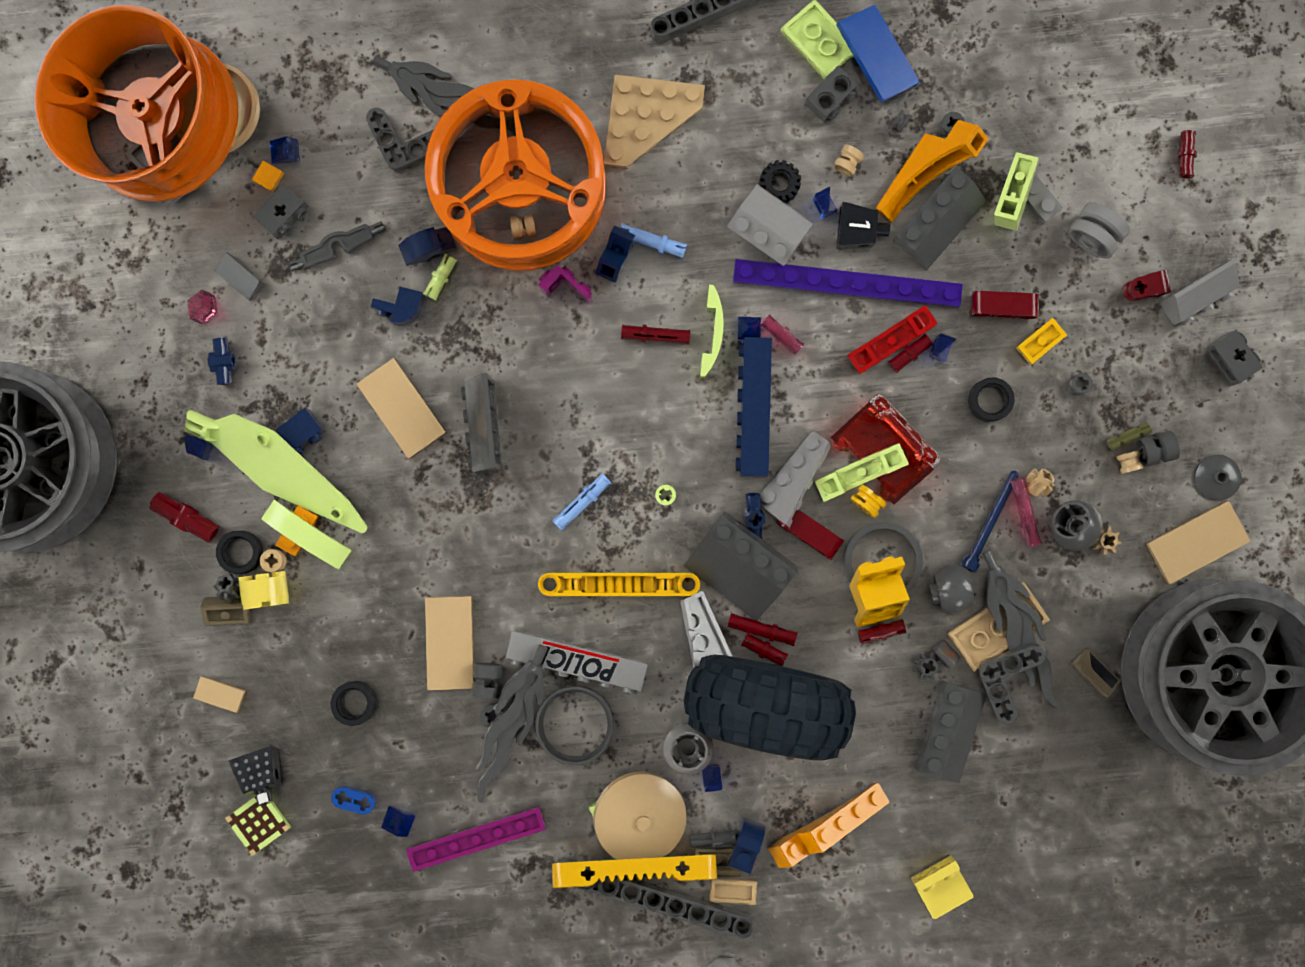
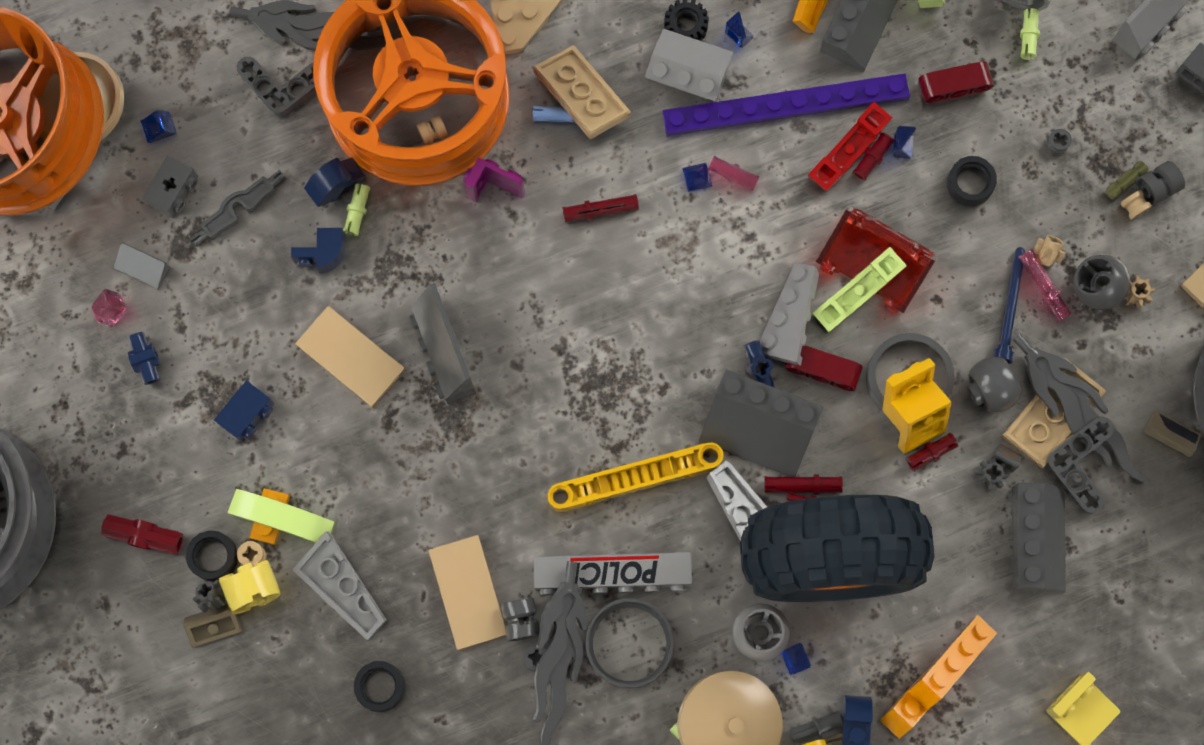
camera: 20 degrees left, 10 degrees down
(198, 447) = (139, 455): clear blue slope -> none
(219, 694) = (227, 719): tan tile -> none
(267, 176) = (147, 156): light orange tile -> none
(274, 466) = (229, 451): yellowish green wing -> none
(341, 608) = (336, 581): none -> light grey wing
(582, 501) = (572, 399): light blue pin -> none
(615, 254) = (536, 136): dark blue brick -> none
(666, 488) = (657, 363): yellowish green bush -> none
(667, 223) = (581, 92): none -> tan tile
(713, 305) = (655, 162): yellowish green slope -> none
(755, 407) = (727, 254): dark blue brick -> none
(859, 227) = (781, 45): black torso -> none
(868, 501) = (875, 318): yellow wheel -> none
(1041, 341) = (1004, 108): yellow plate -> none
(1086, 277) = (1029, 34): none -> yellowish green pin
(1150, 285) = (1095, 26): dark red piece -> none

